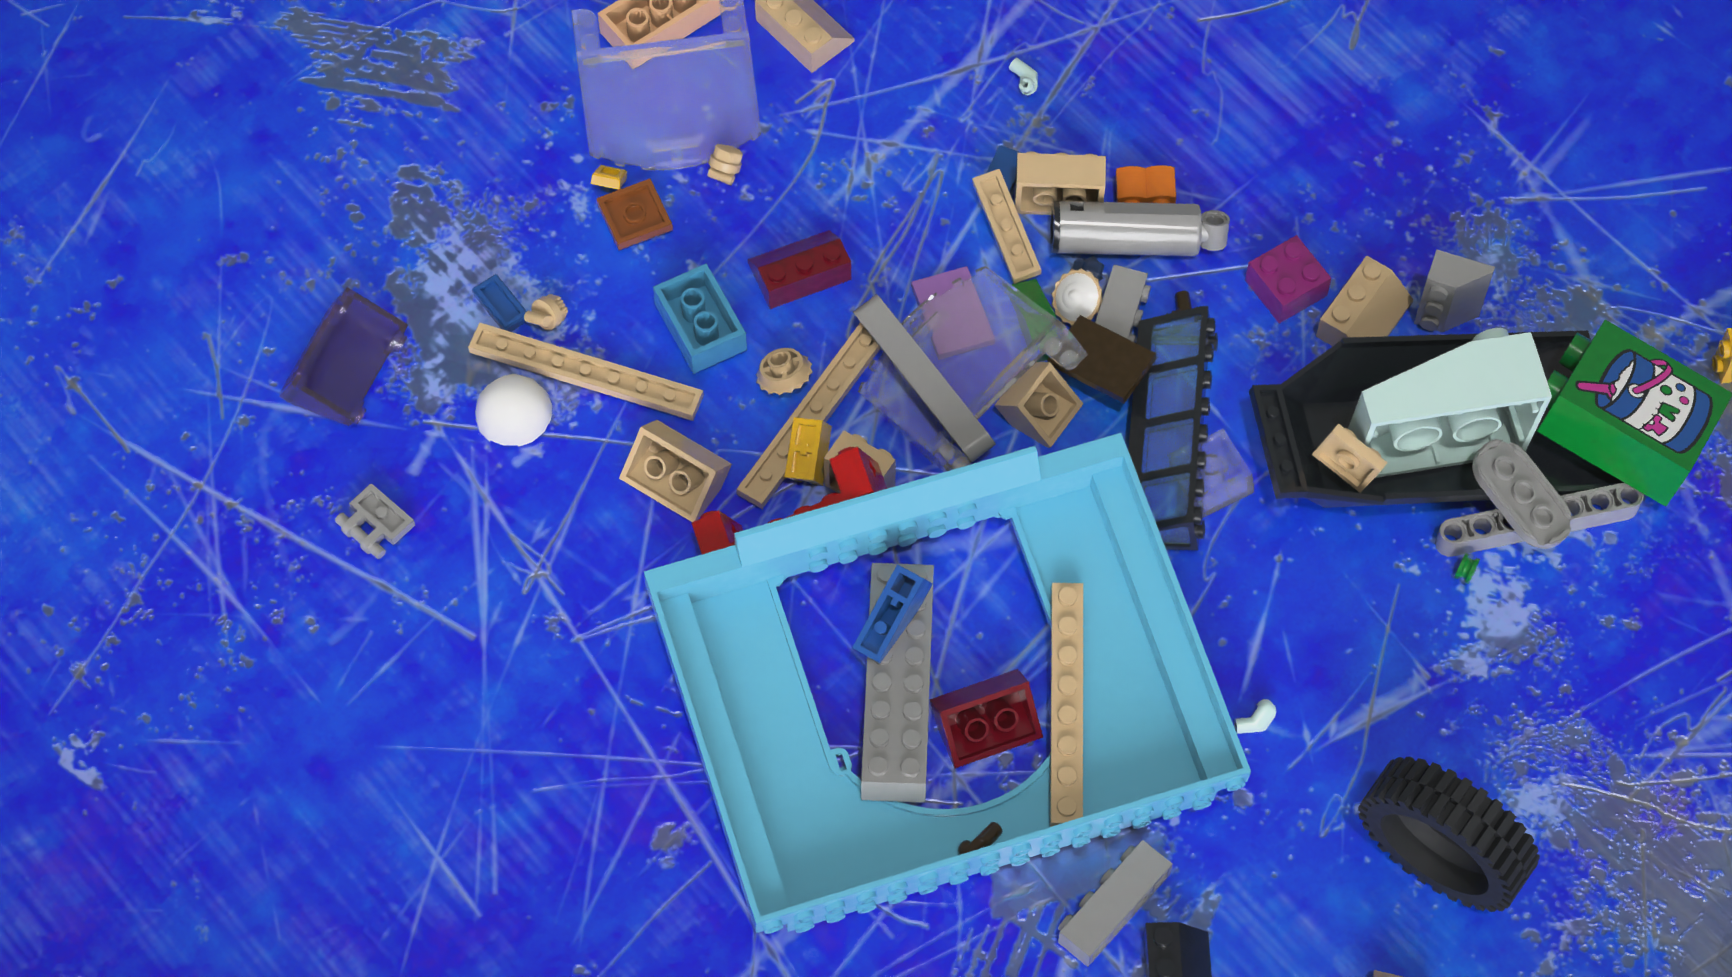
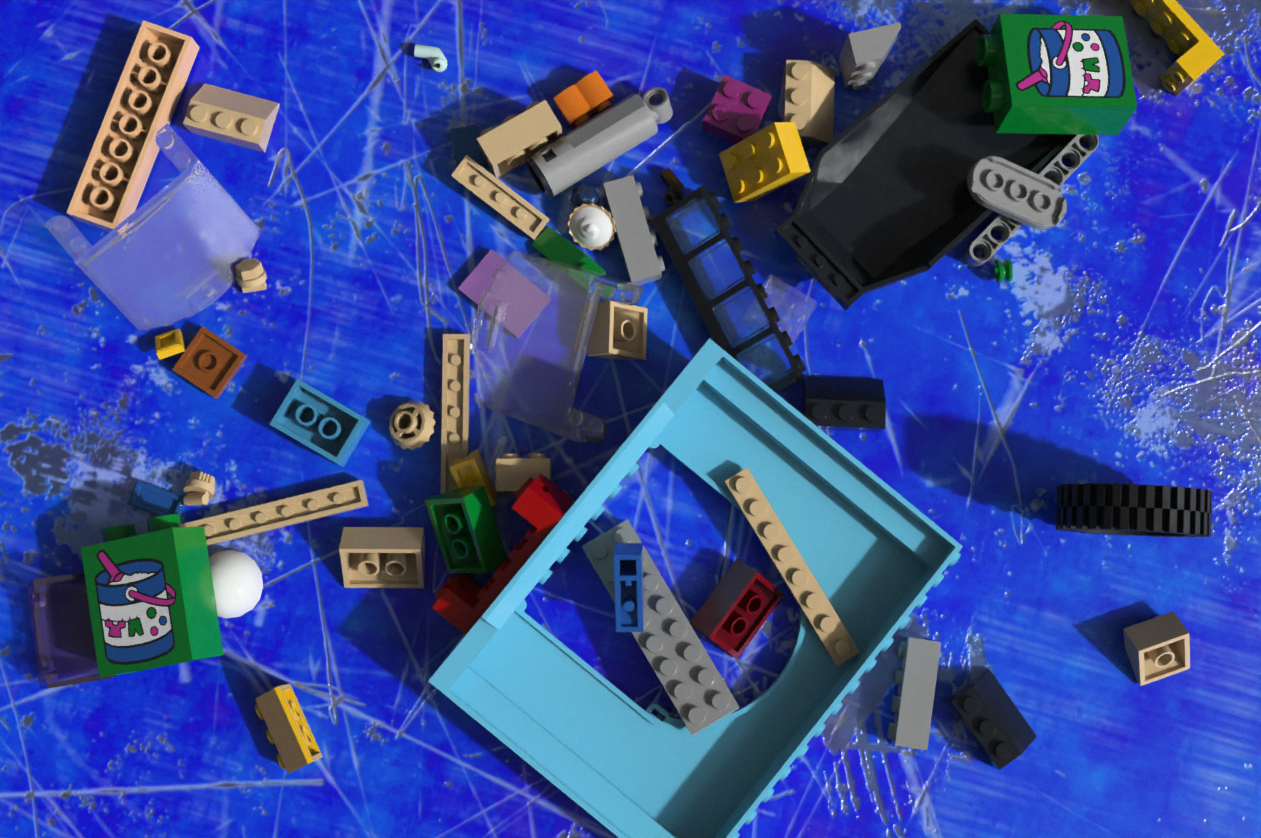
camera: 35 degrees left, 20 degrees up
(381, 514) = (189, 734): light grey plate -> none
(438, 369) = (151, 597): none -> green brick
(478, 561) = (287, 728): none -> yellow slope
(770, 479) = (466, 530): none -> green slope
(801, 268) = (366, 328): slope -> none
(924, 378) = (523, 370): light grey beam -> none
(984, 839) = (799, 710): dark brown arm -> none
(1112, 361) = (655, 267): dark brown tile -> none
(1222, 598) = (844, 403): none -> black slope
(1259, 720) = (929, 484): light aqua arm -> none
(1283, 328) = (764, 162): none -> yellow brick
(1349, 458) = (884, 249): tan plate -> none
(1455, 404) = (952, 133): light aqua slope -> none

